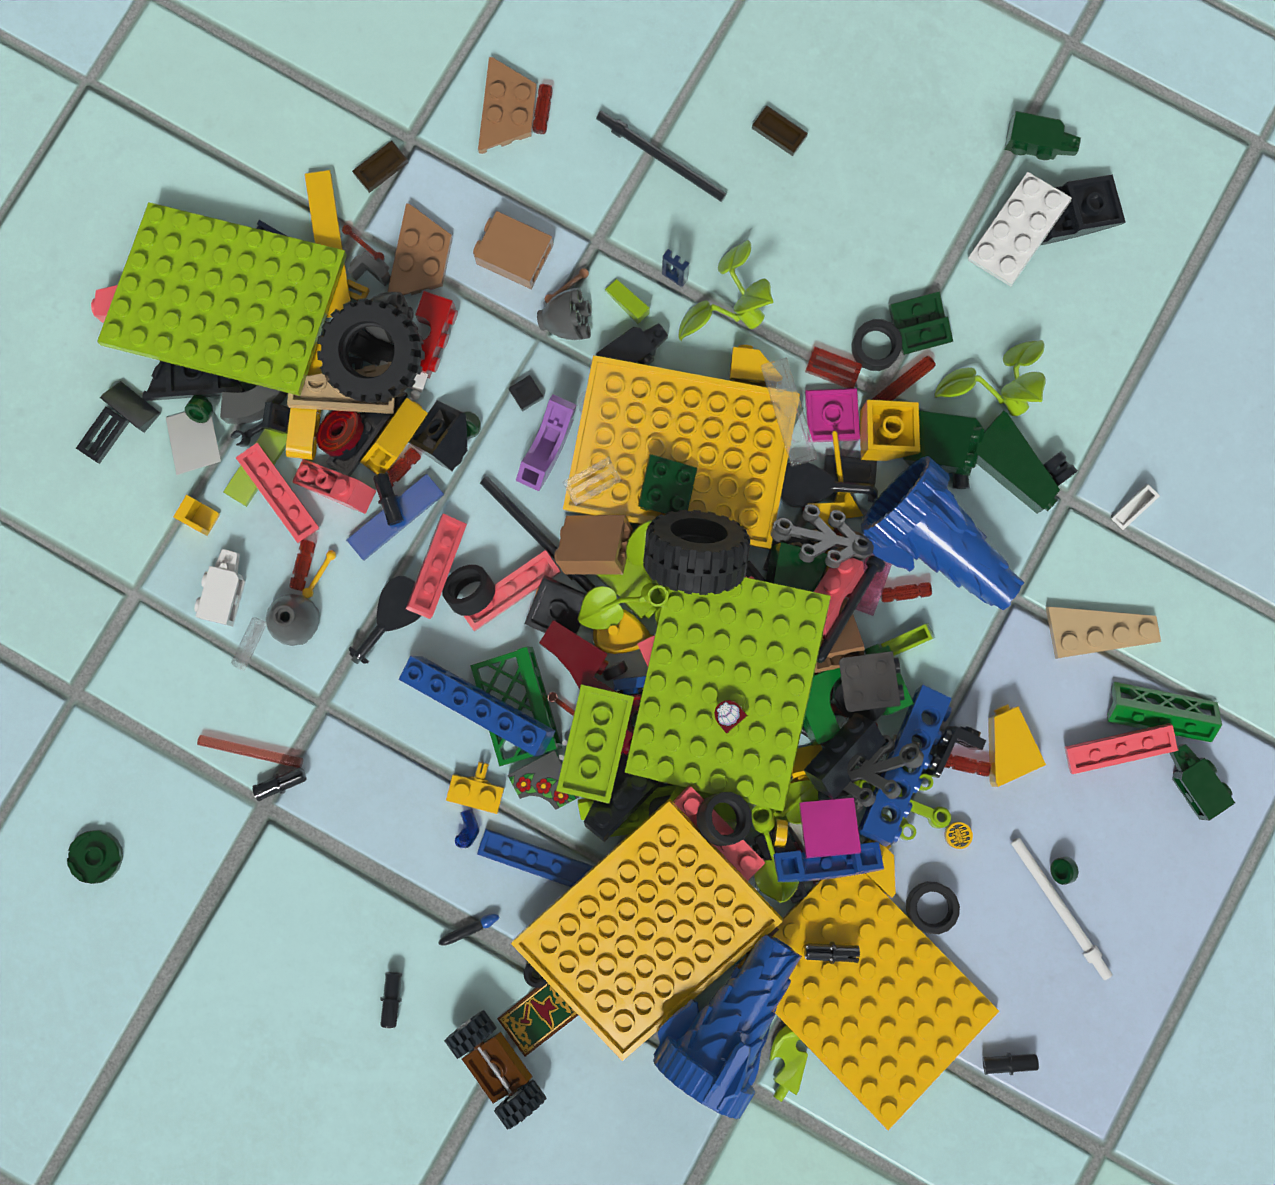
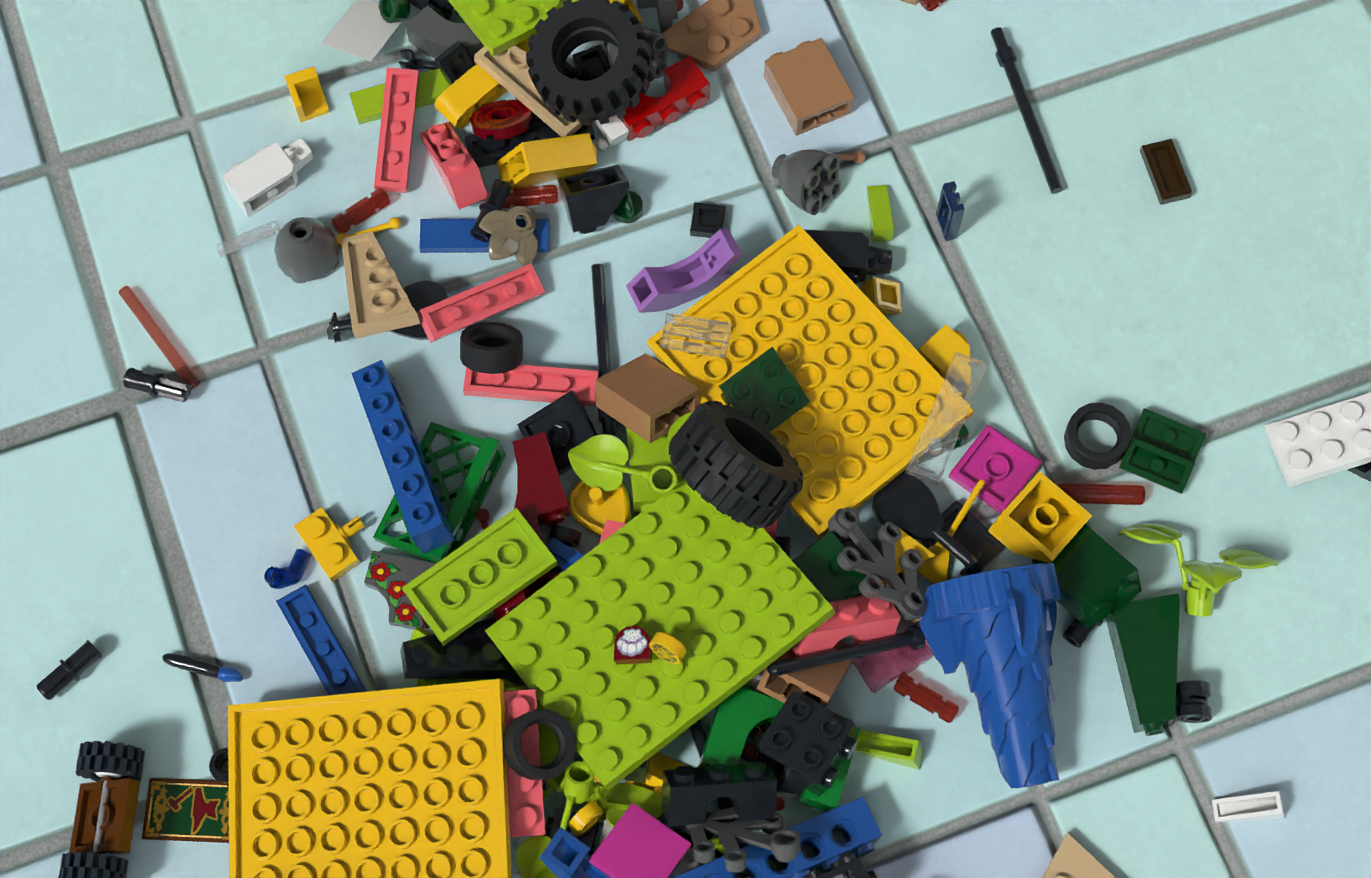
camera: 40 degrees right, 15 degrees down
(365, 615) = (373, 289): none -> tan wing
(415, 509) = (508, 237): none -> dark tan plate
(674, 356) = (883, 294): none -> yellow slope
(745, 308) = (990, 302): lime plant -> none
(753, 700) = (667, 647): none -> yellow tile
(828, 376) = (1026, 436): clear red tile -> none

